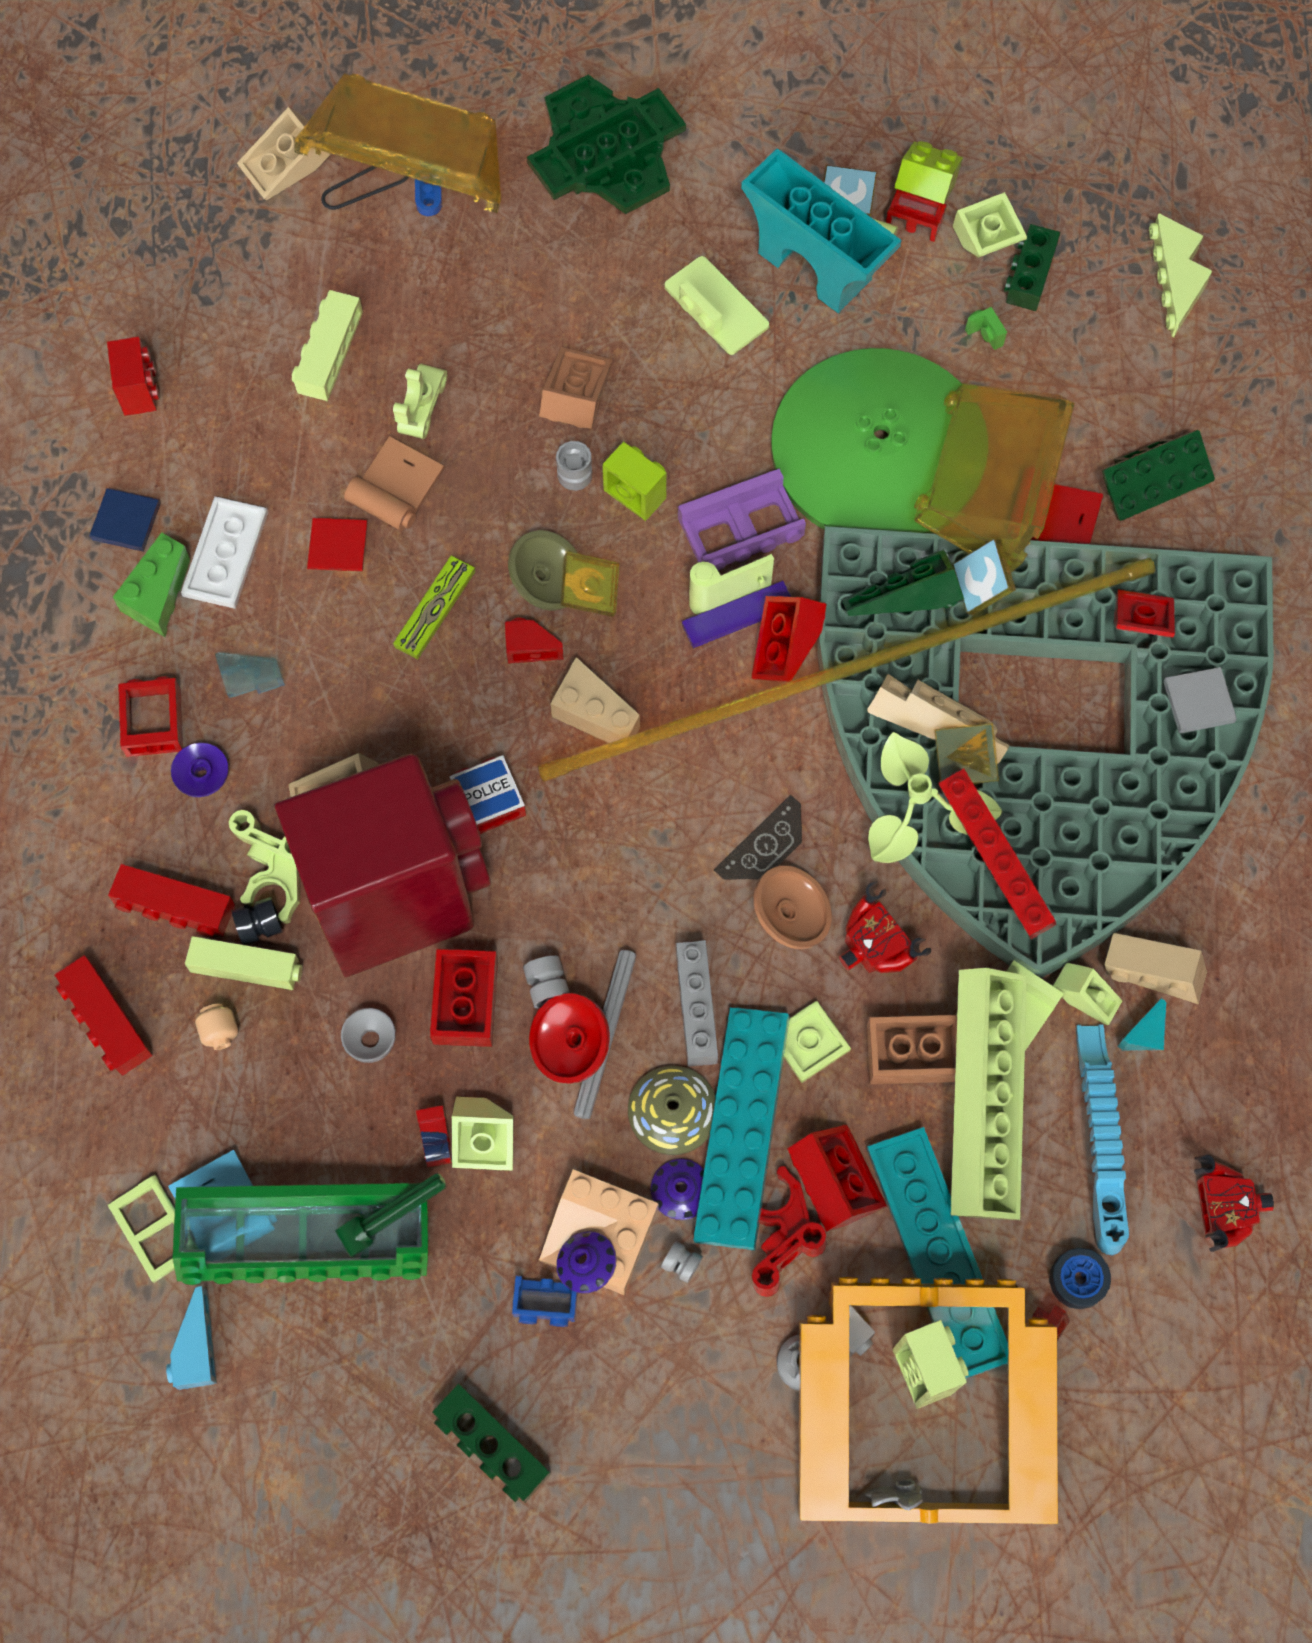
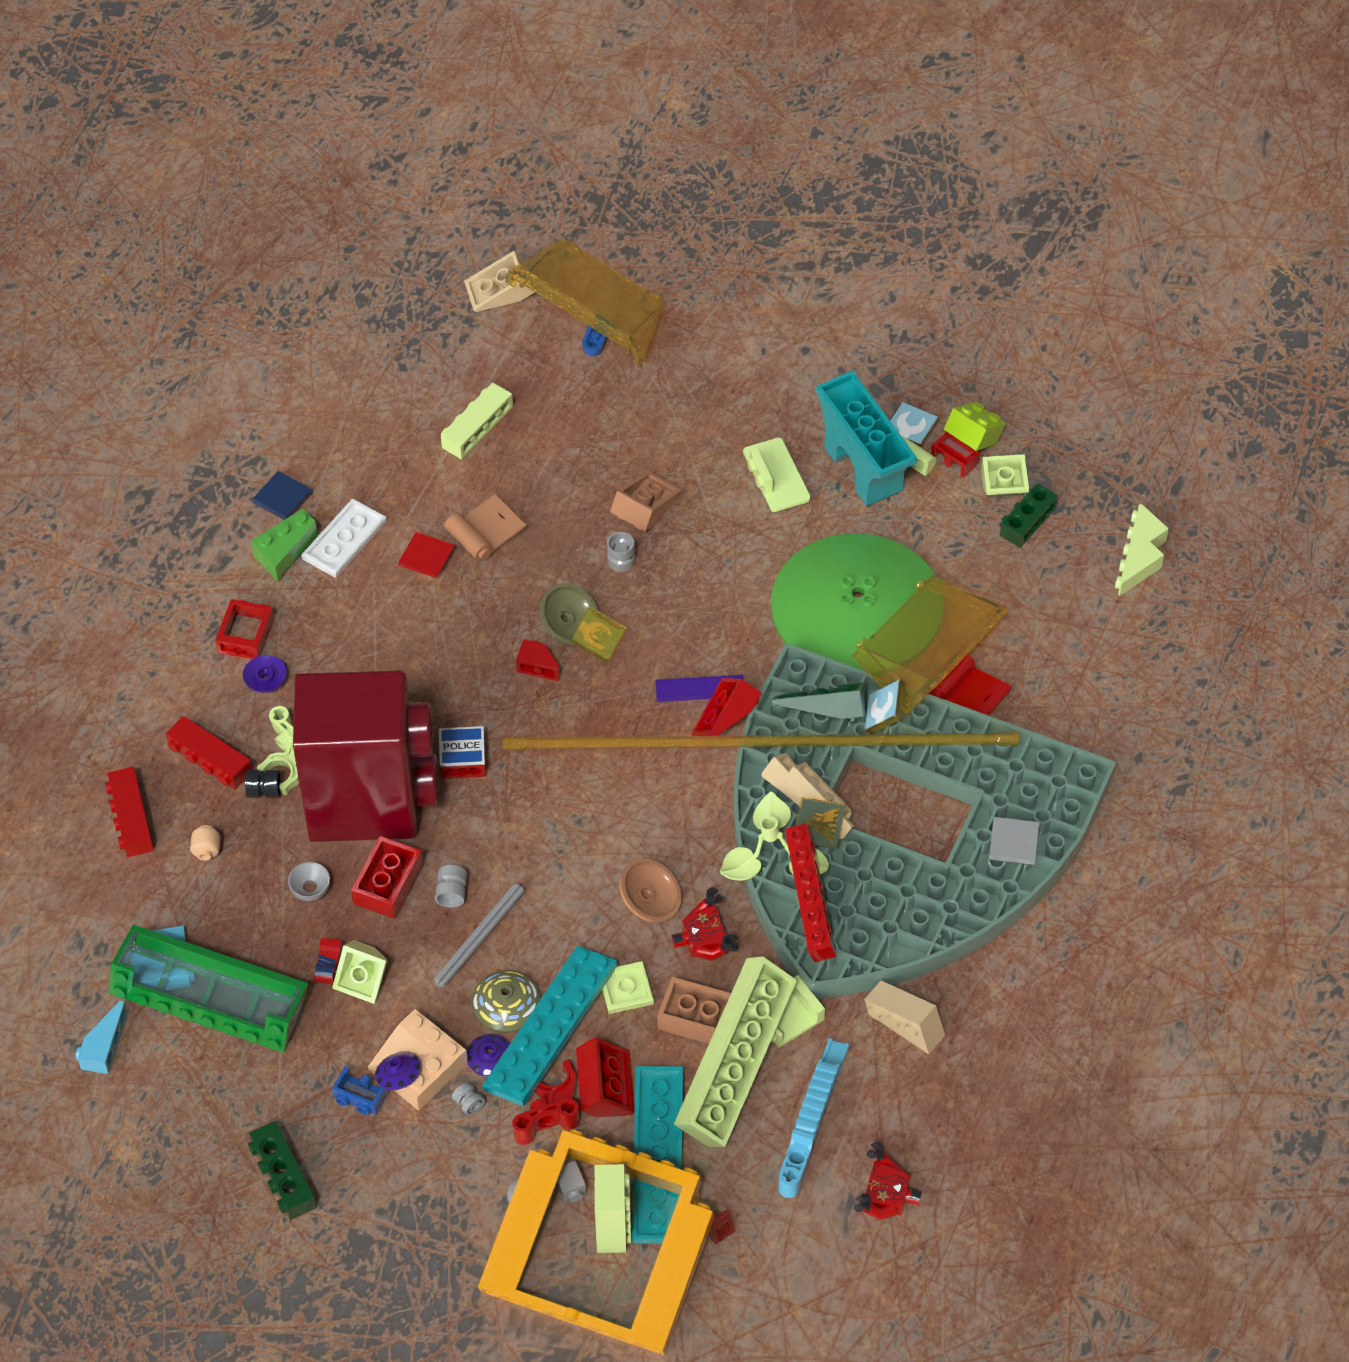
camera: 20 degrees right, 15 degrees down
(132, 375) = (327, 400): red brick -> none
(135, 1240) = (91, 964): yellowish green window -> none
(243, 963) = (241, 808): yellowish green brick -> none
(248, 673) = (324, 621): clear light blue slope -> none
(360, 197) = (545, 329): black piece -> none
(360, 1232) = (247, 1001): dark green axle -> none
(416, 412) = (525, 474): yellowish green piece -> none
(434, 607) = (478, 618): lime tile -> none
(556, 1033) = (450, 926): red dish -> none
(593, 706) = (562, 713): tan wedge -> none
(606, 144) = (740, 341): dark green plate -> none
(634, 480) = (660, 573): lime brick -> none
(696, 1003) = (552, 934): light grey brick -> none
(711, 590) = (697, 661): yellowish green door -> none
(733, 508) = (728, 615): medium lavender window -> none
(766, 844) = (658, 847): clear smoke sticker -> none
(904, 1494) = (561, 1298): light grey plate -> none
(990, 326) = (975, 544): bright green bracket -> none
(1088, 992) = (846, 1017): yellowish green slope -> none
(1090, 1266) = (748, 1193): wheel -> none
(1144, 613) = (998, 769): red slope -> none
(1148, 1032) = (879, 1056): teal slope -> none
(1157, 474) = (1059, 684): dark green bracket -> none

